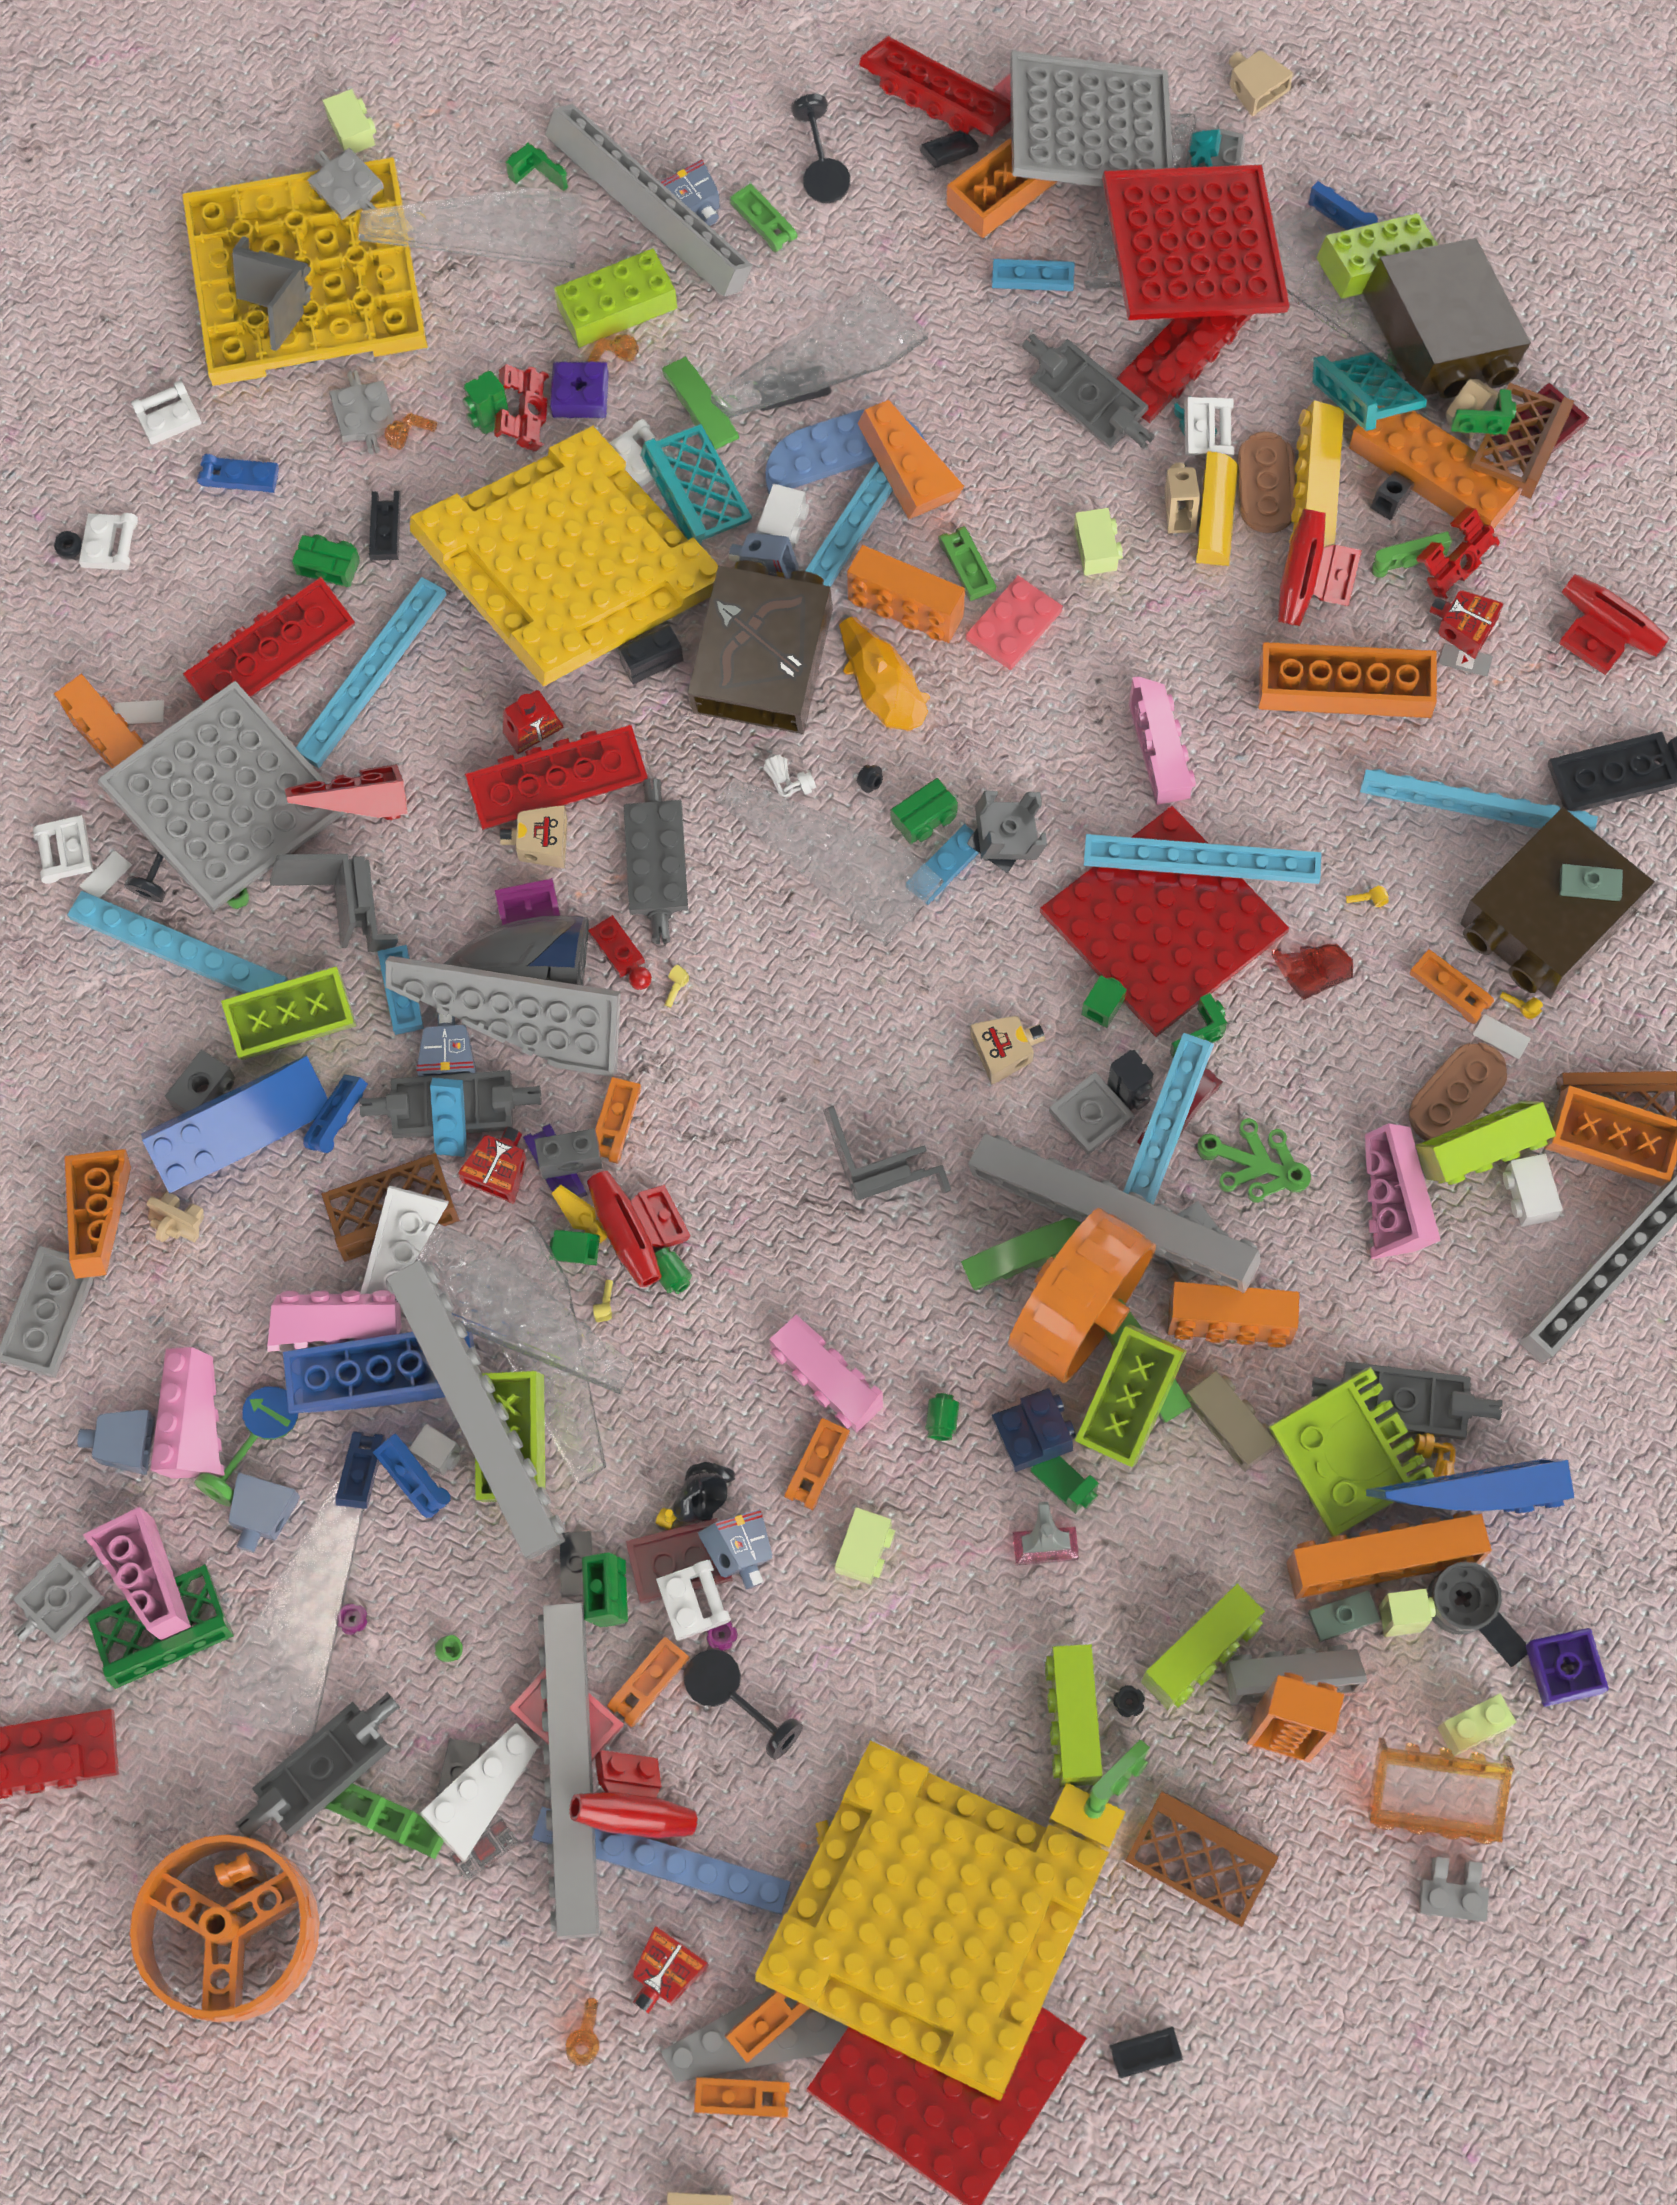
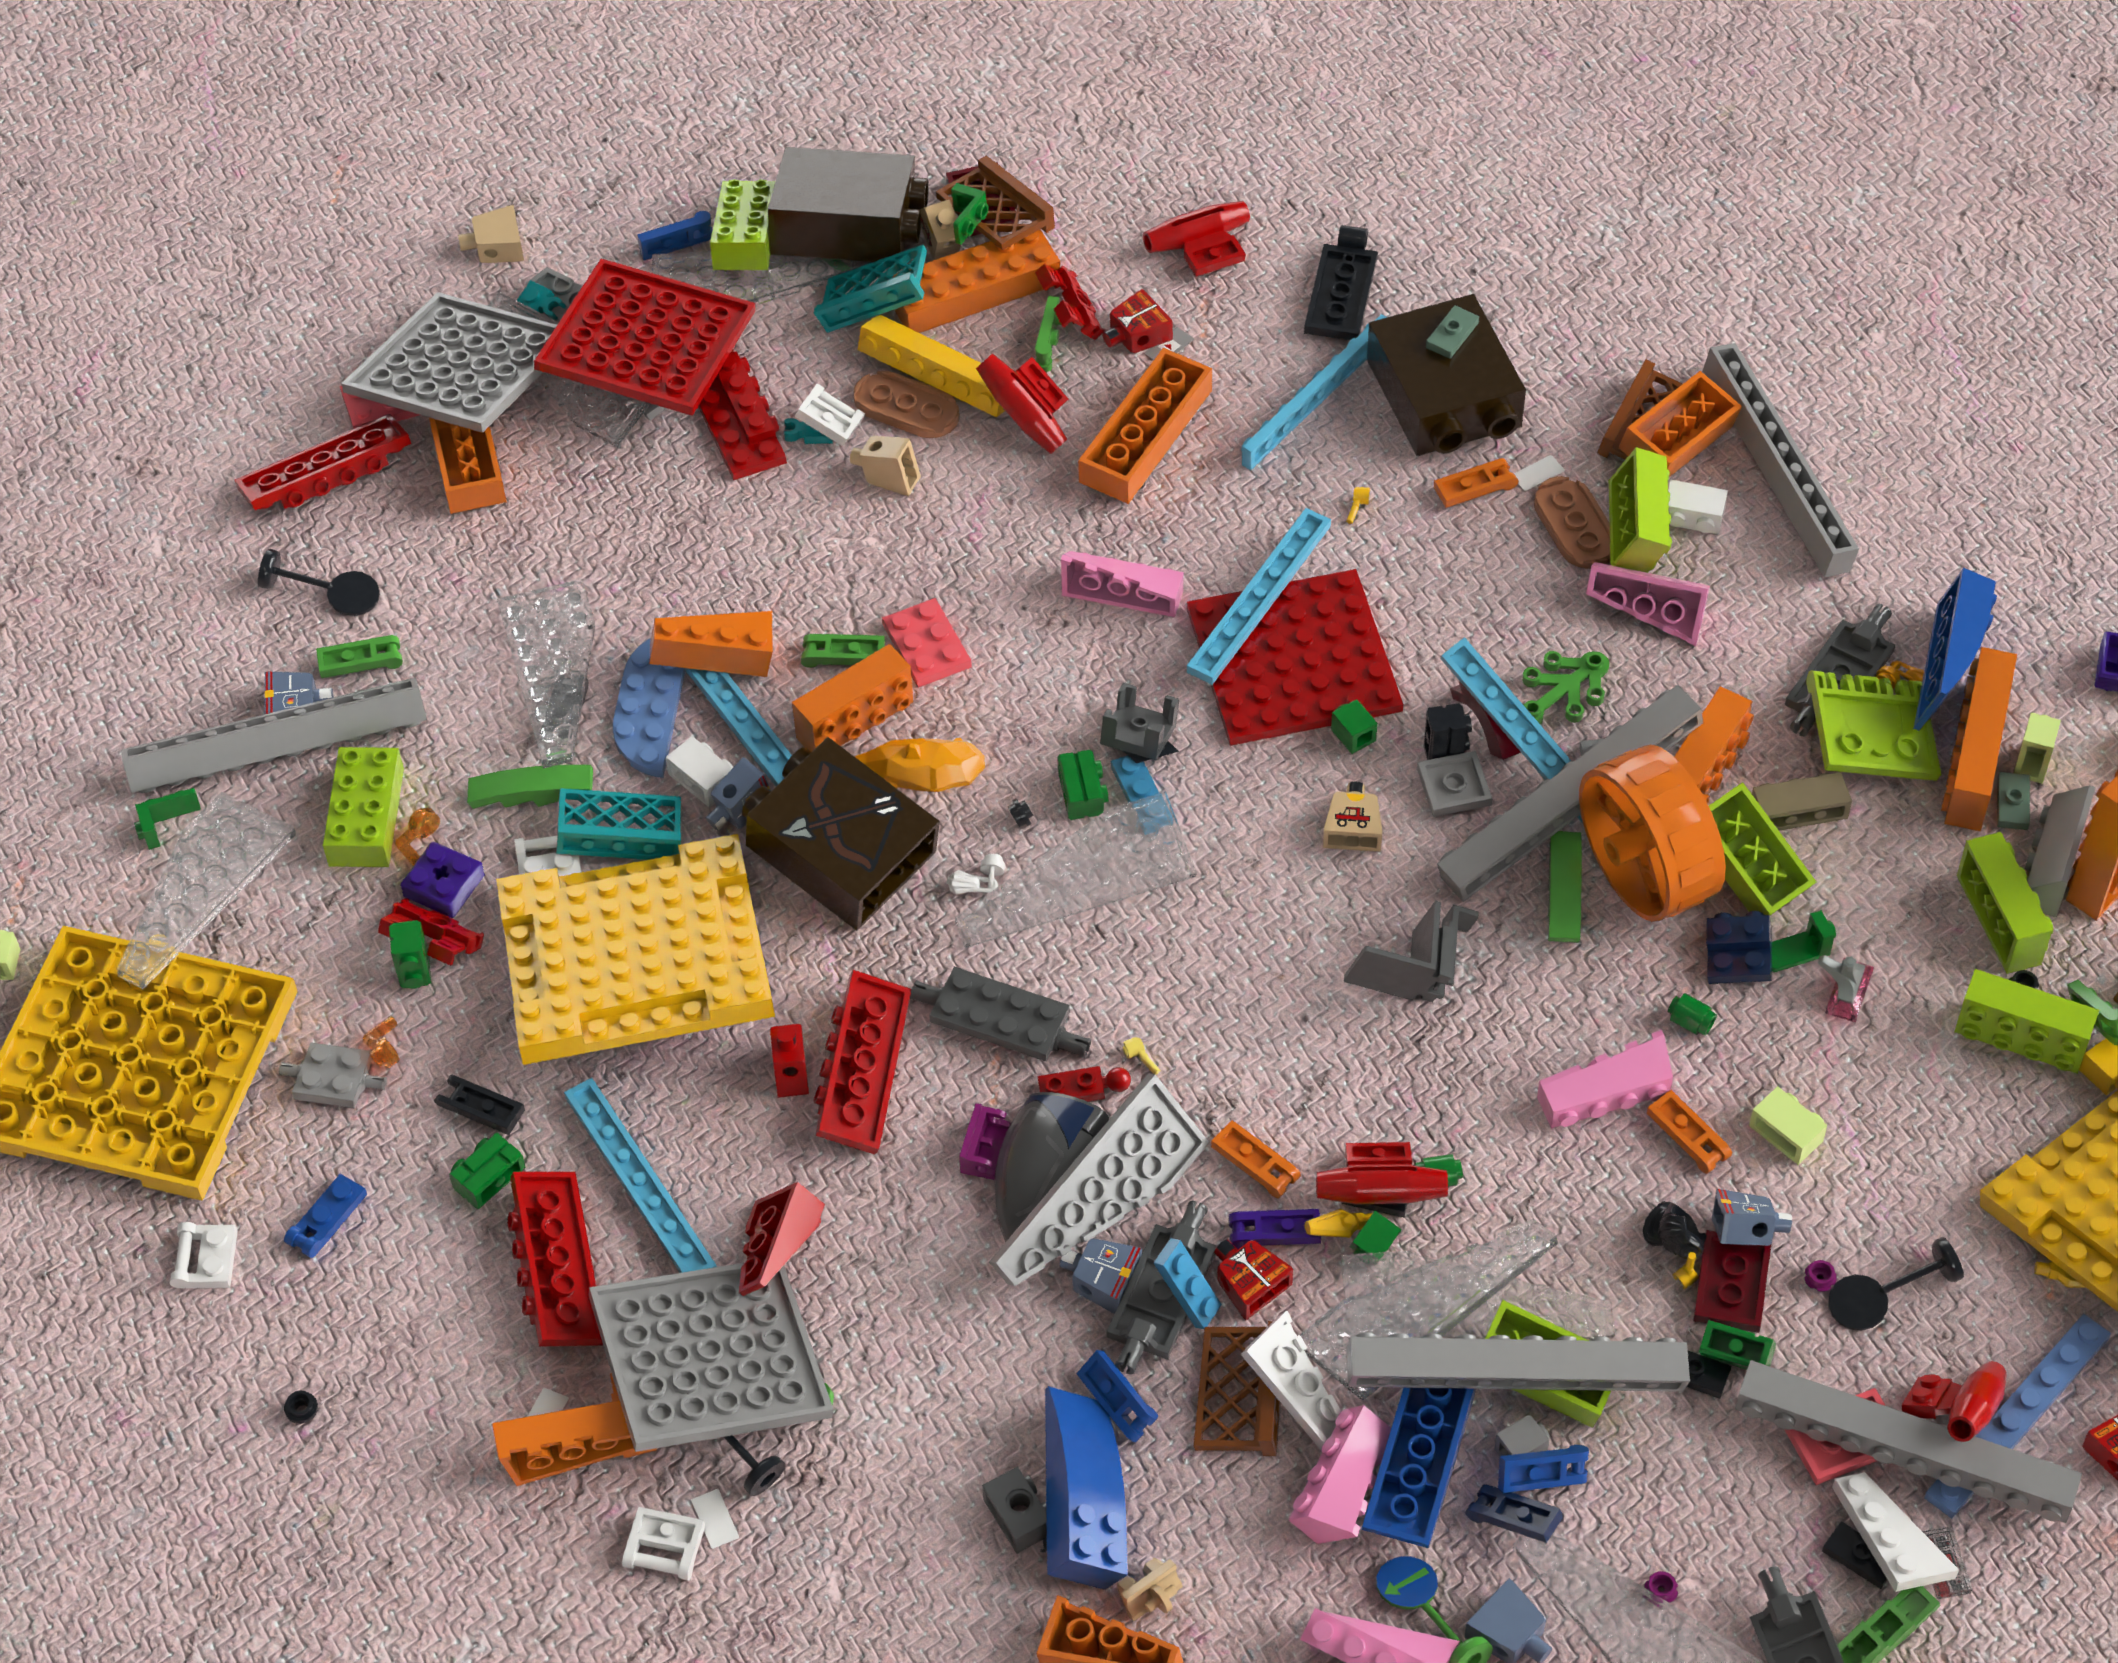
camera: 65 degrees left, 15 degrees down
(100, 538) = (316, 1376): white plate -> none
(171, 945) = (841, 1479): medium azure plate -> none
(274, 284) = (147, 1076): dark grey piece -> none
(288, 1013) = (988, 1389): lime brick -> none
(345, 183) = (66, 975): light grey plate -> none
(351, 887) = (889, 1290): dark grey piece -> none
(403, 1011) = (1032, 1294): dark azure plate -> none
(445, 1643) = (1731, 1512): bright green hinge -> none
(539, 836) = (918, 1102): tan torso -> none
(568, 1153) = (1279, 1198): dark grey brick -> none
(602, 1311) = (1446, 1244): light yellow hand -> none
(648, 1681) = (1840, 1352): orange plate -> none
(650, 654) = (779, 932): black brick -> none
(683, 1604) = (1781, 1288): white plate -> none
(949, 148) = (393, 484): black plate -> none
(1033, 274) = (575, 478): dark azure plate -> none
(1088, 393) = (733, 486): dark grey plate -> none
(1096, 541) = (887, 545): yellowish green piece -> none
(1213, 1016) = (1416, 657): green bracket -> none
(1217, 510) = (931, 459): yellow brick -> none
(1314, 968) = (1403, 569): clear red slope -> none
(1392, 495) = (982, 322): black leg -> none
(1478, 1587) = (2043, 691): dark grey wheel -> none
(1505, 1640) = (2079, 702): black sticker -> none
(1529, 1009) = (1524, 442): yellow hand -> none

